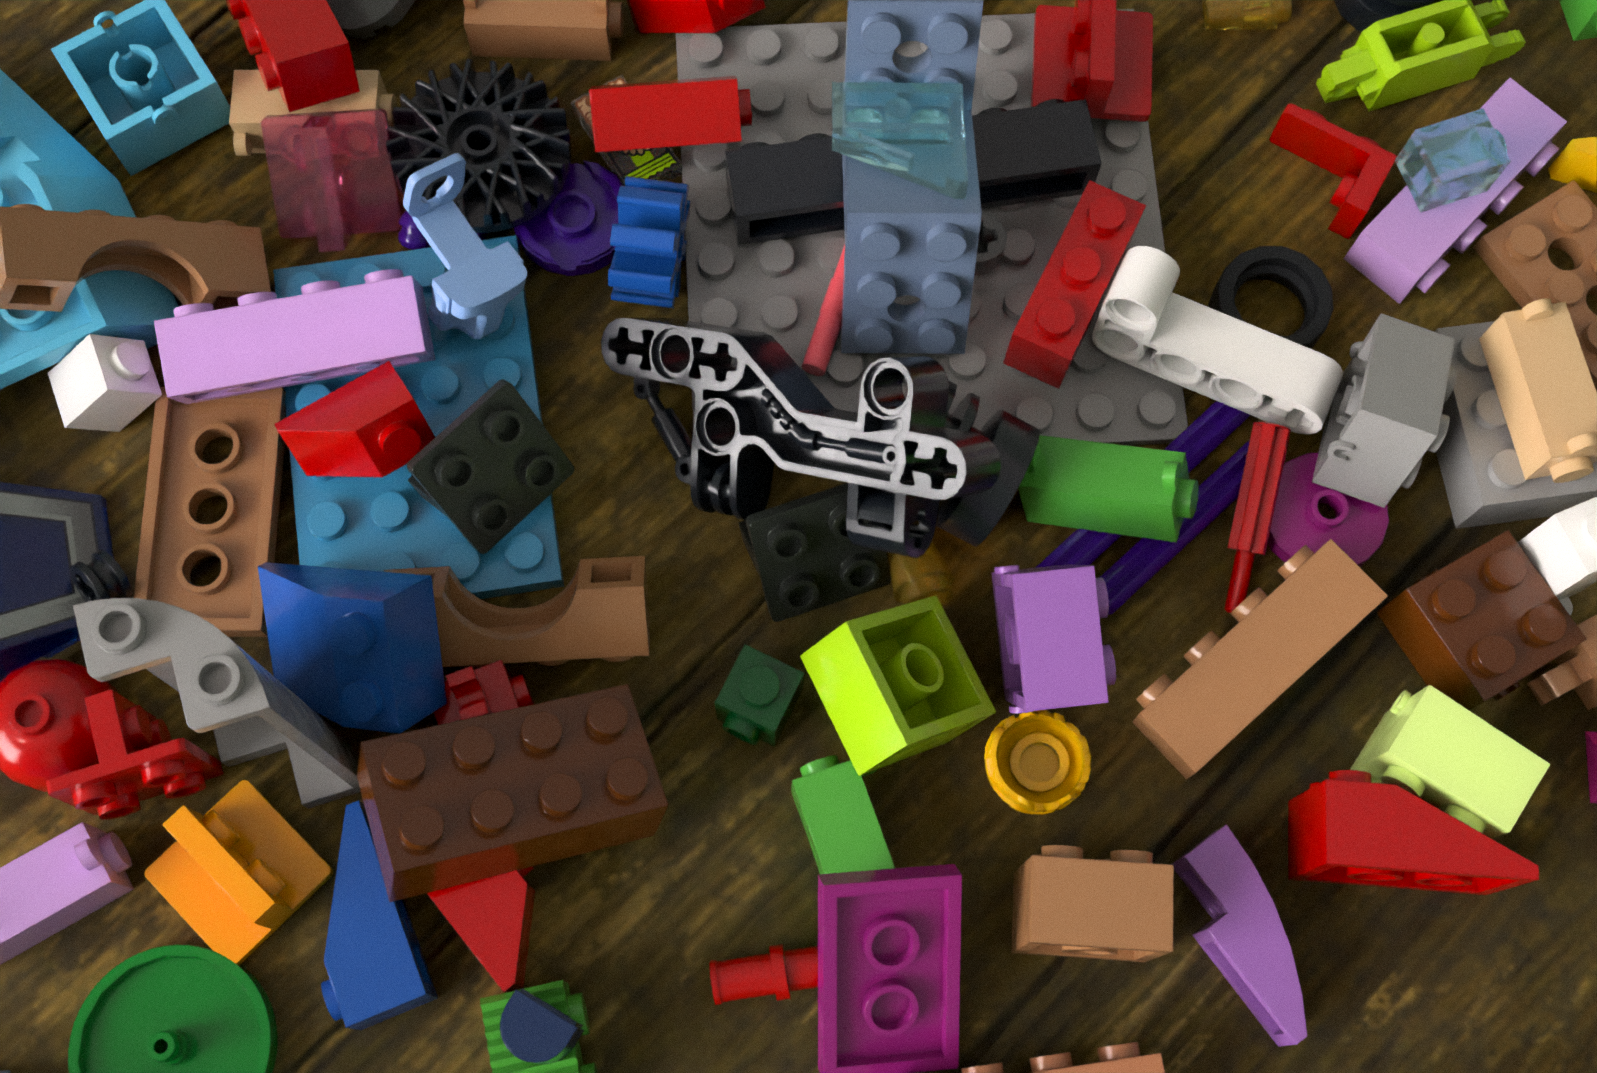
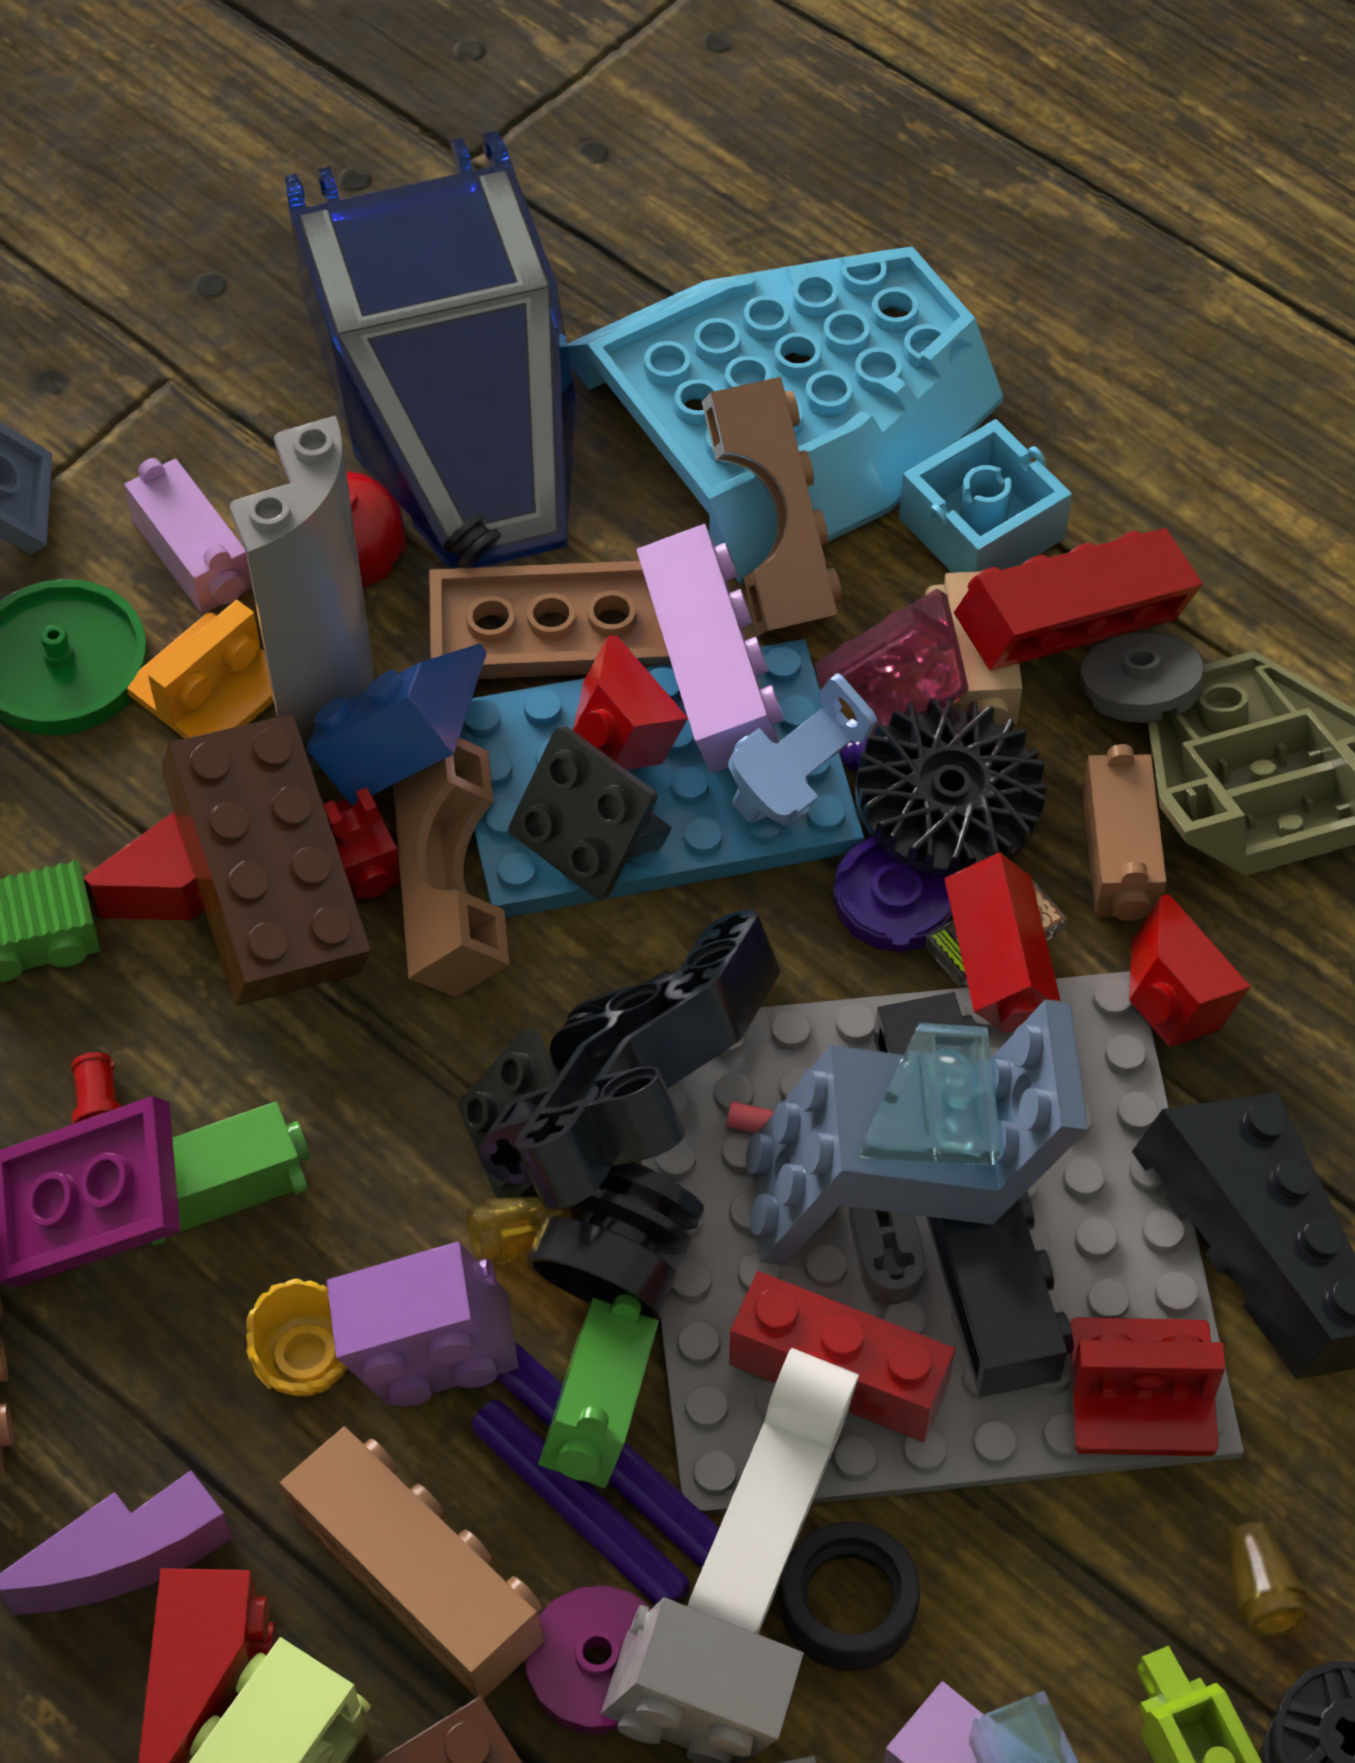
camera: 90 degrees right, 15 degrees down
(104, 383) = (662, 509): white brick -> none
(370, 942) = (118, 788): blue slope -> none
(537, 1030) = (42, 891): dark blue brick -> none
(649, 242) = (852, 941): blue gear -> none
(758, 697) = (368, 1079): dark green brick -> none
(896, 683) = (373, 1187): lime brick -> none
(1093, 906) = (140, 1377): medium nougat brick -> none
(1255, 504) = (599, 1567): red axle -> none
(1352, 157) = (1004, 1686): red bracket -> none

